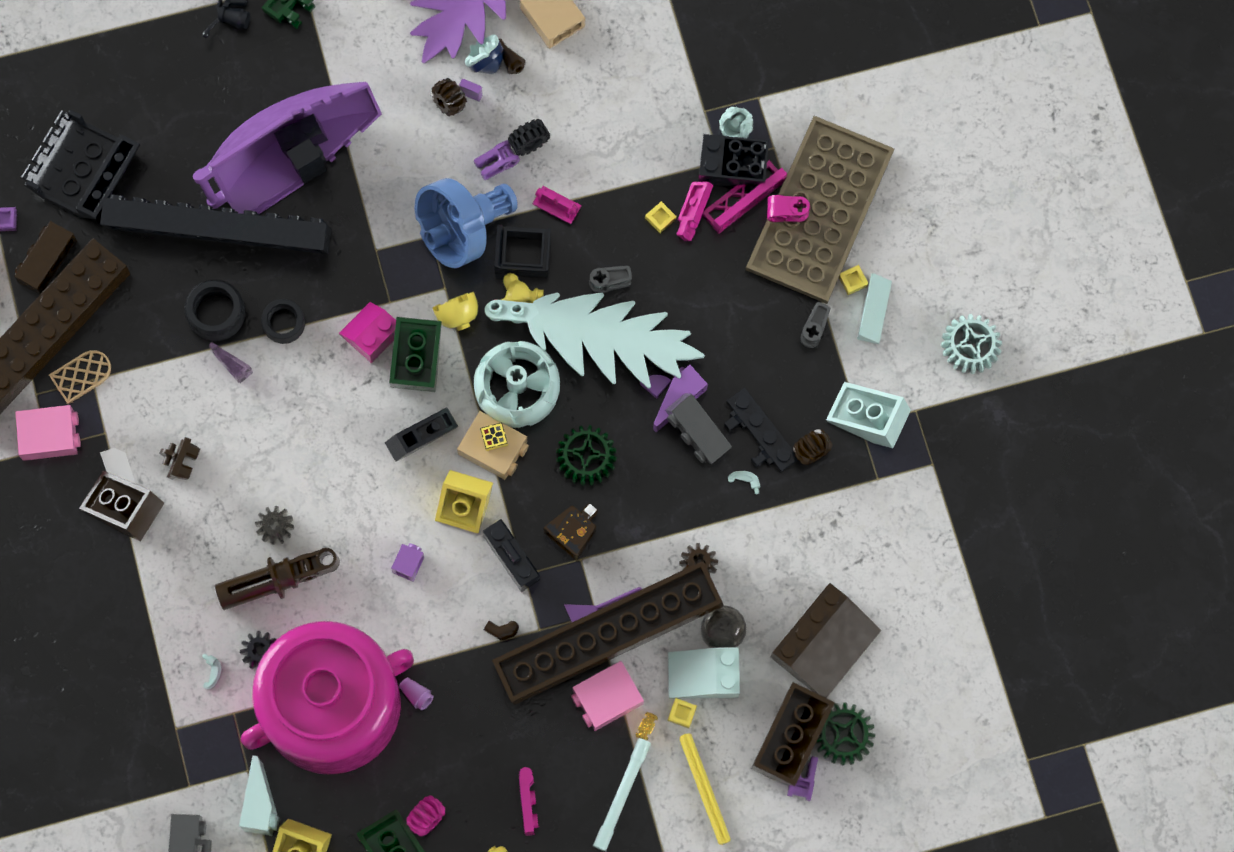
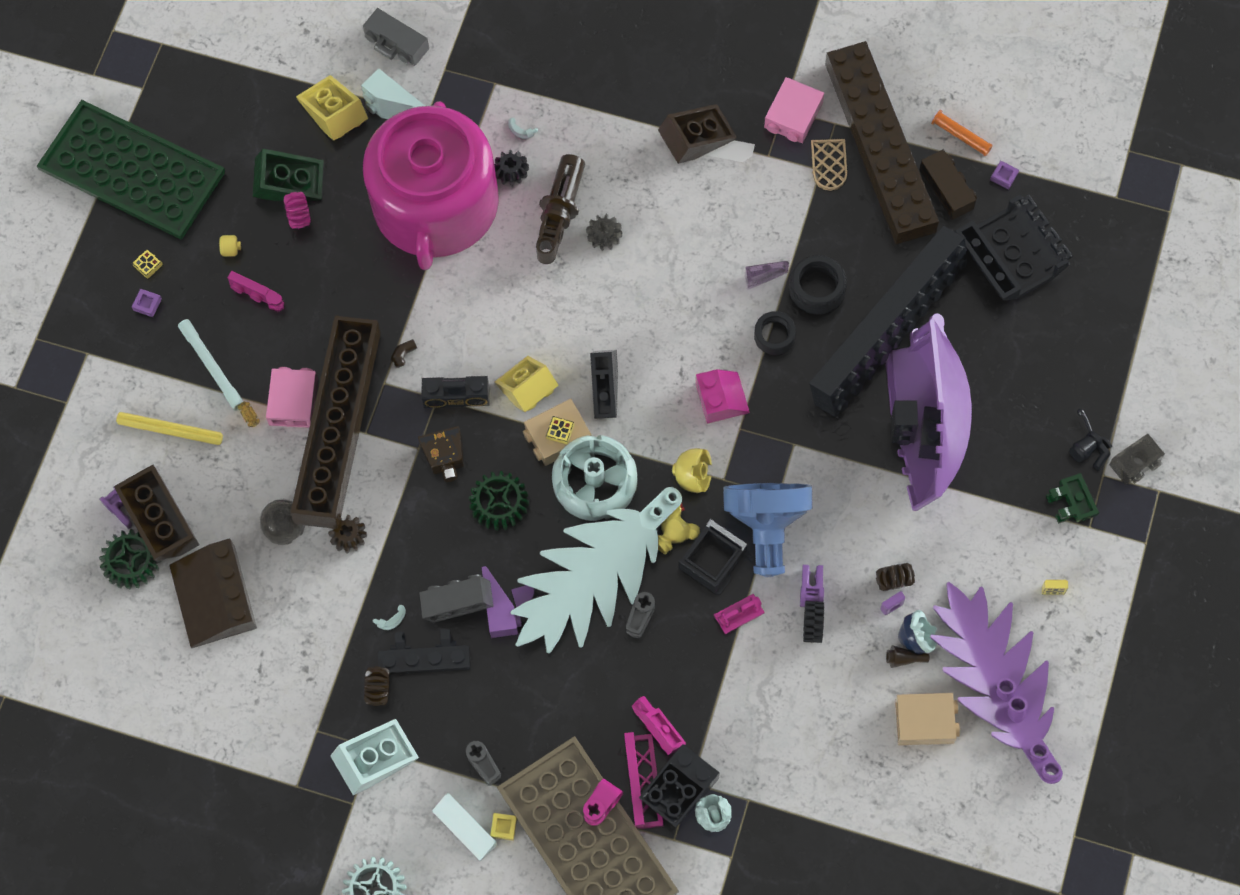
camera: 130 degrees right, 5 degrees down
(185, 449) = (711, 203): dark brown hips -> none
(408, 561) = (505, 312): medium lavender brick -> none
(415, 354) = (671, 410): dark green slope -> none
(416, 693) = (397, 260): lavender cone -> none
(578, 611) = (372, 422): medium lavender piece -> none
(660, 217) = (671, 695): light yellow tile -> none
(682, 713) = (240, 448): light yellow tile -> none
(704, 673) = (255, 483): light aqua slope -> none

